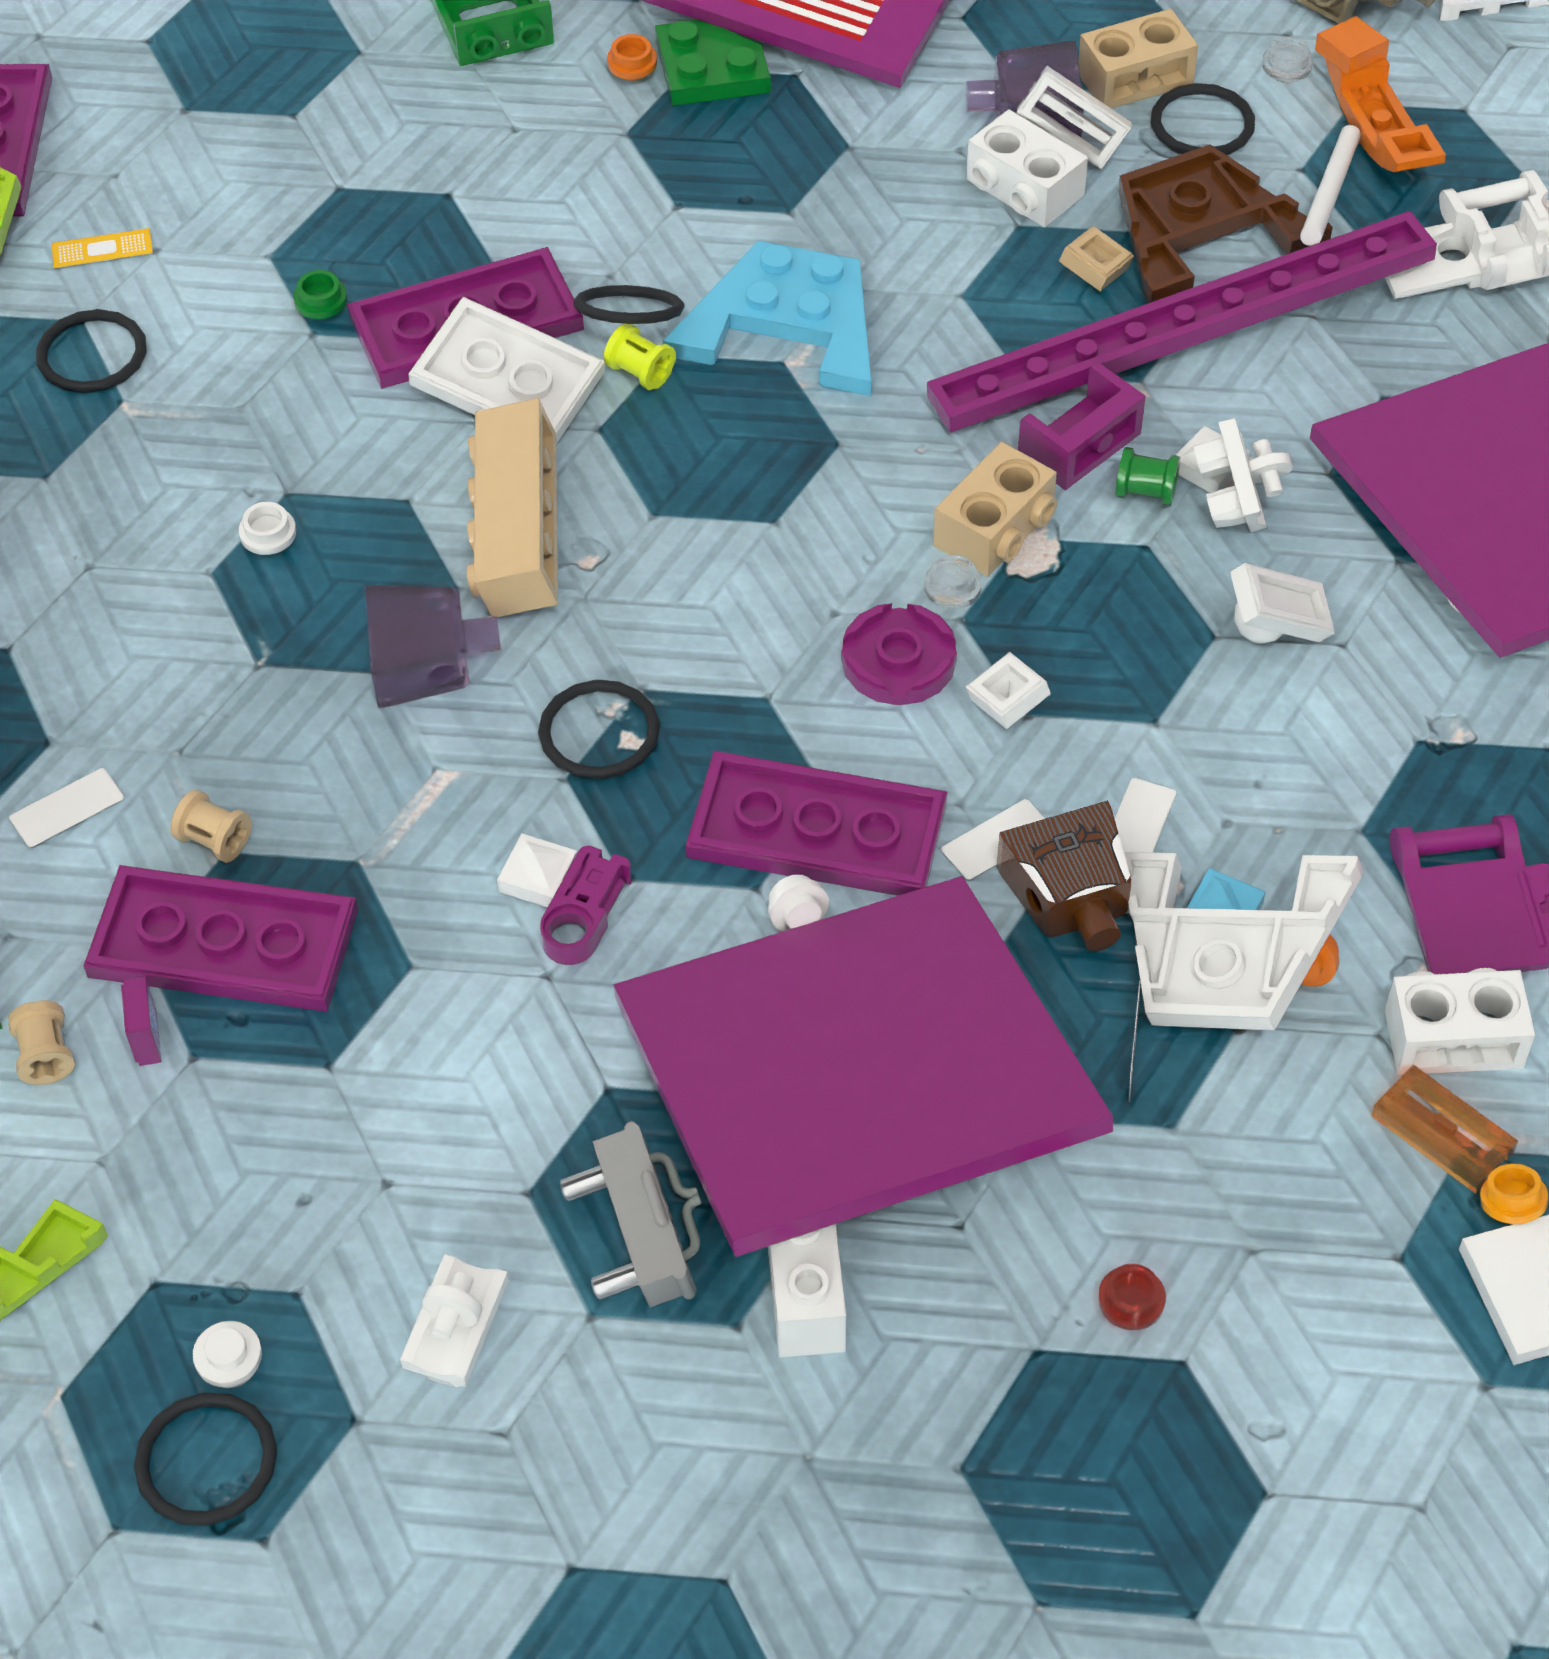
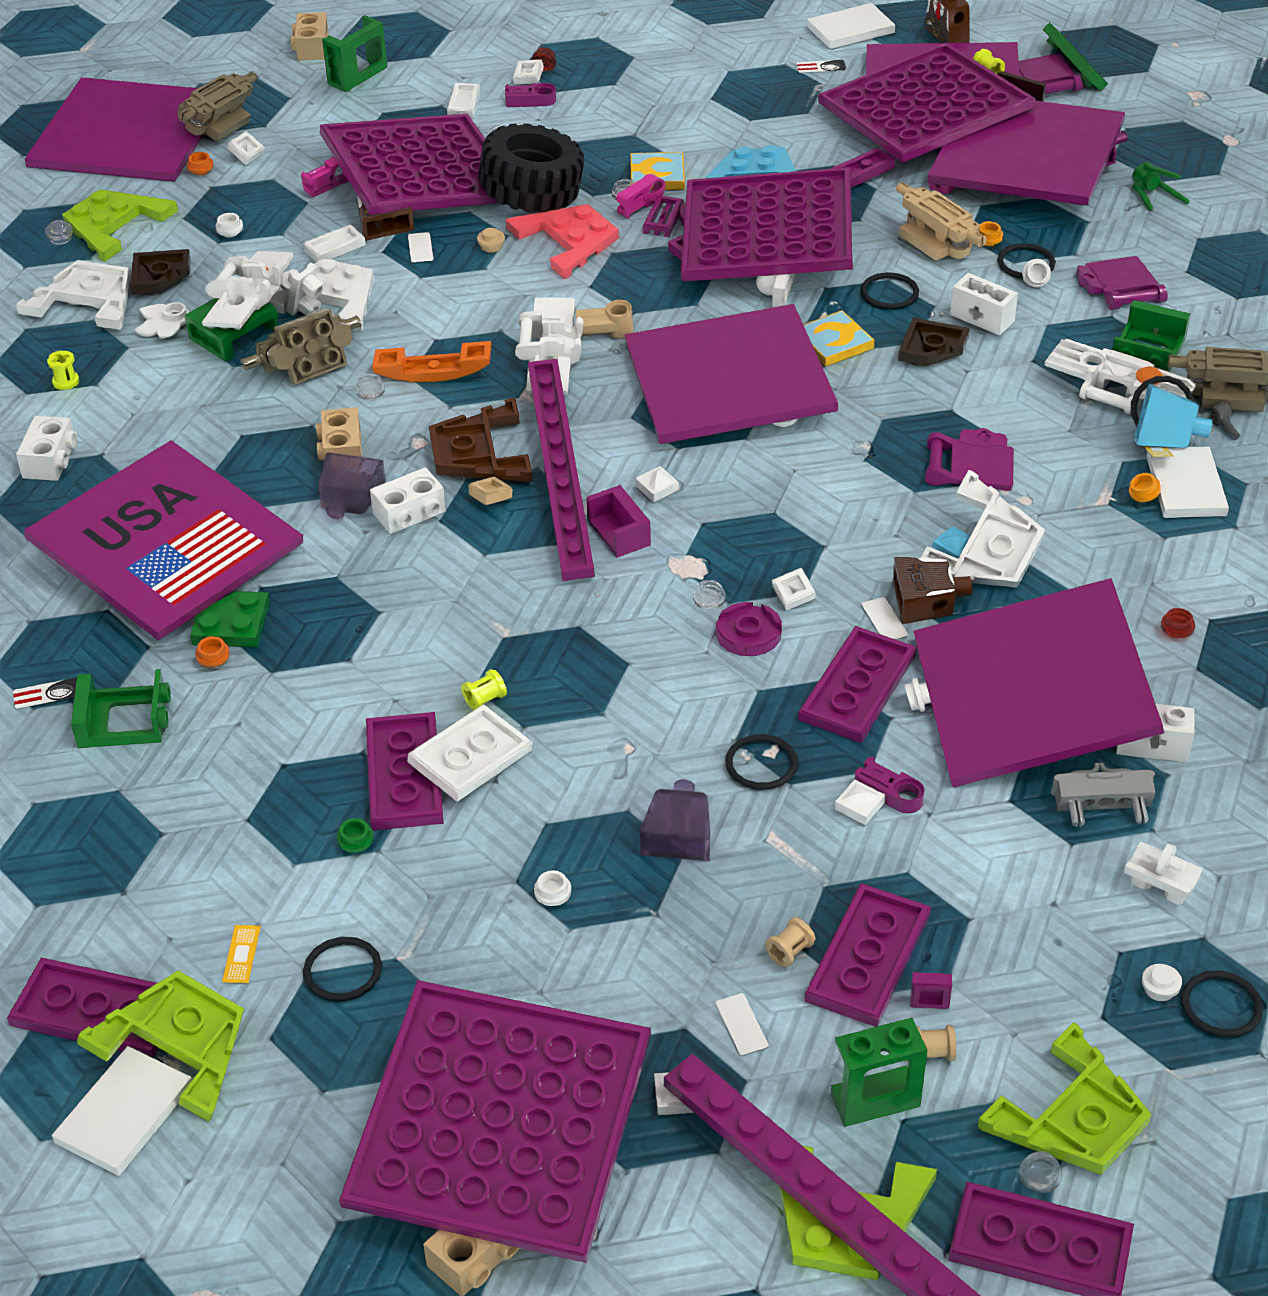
camera: 75 degrees left, 10 degrees down
(514, 509) = (594, 758): tan brick -> none
(625, 317) = (441, 701): black piece -> none
(788, 297) = (461, 616): medium azure wing -> none
(995, 508) = (666, 565): tan brick -> none
(1085, 101) = (374, 470): white tile -> none
(1134, 1043) = (1027, 588): sticker -> none
(1143, 815) = (878, 562): white sticker -> none
(1147, 476) = (663, 506): green bush -> none
(1208, 89) = (399, 414): black piece -> none
(1228, 453) = (686, 464): white hips -> none
(1279, 604) = (777, 482): white tile -> none
(1330, 185) = (483, 390): white bar -> none
(1352, 45) = (385, 354): orange tile -> none
(1437, 1135) = (1102, 507): clear orange tile -> none
(1460, 1035) = (1047, 480): white brick -> none

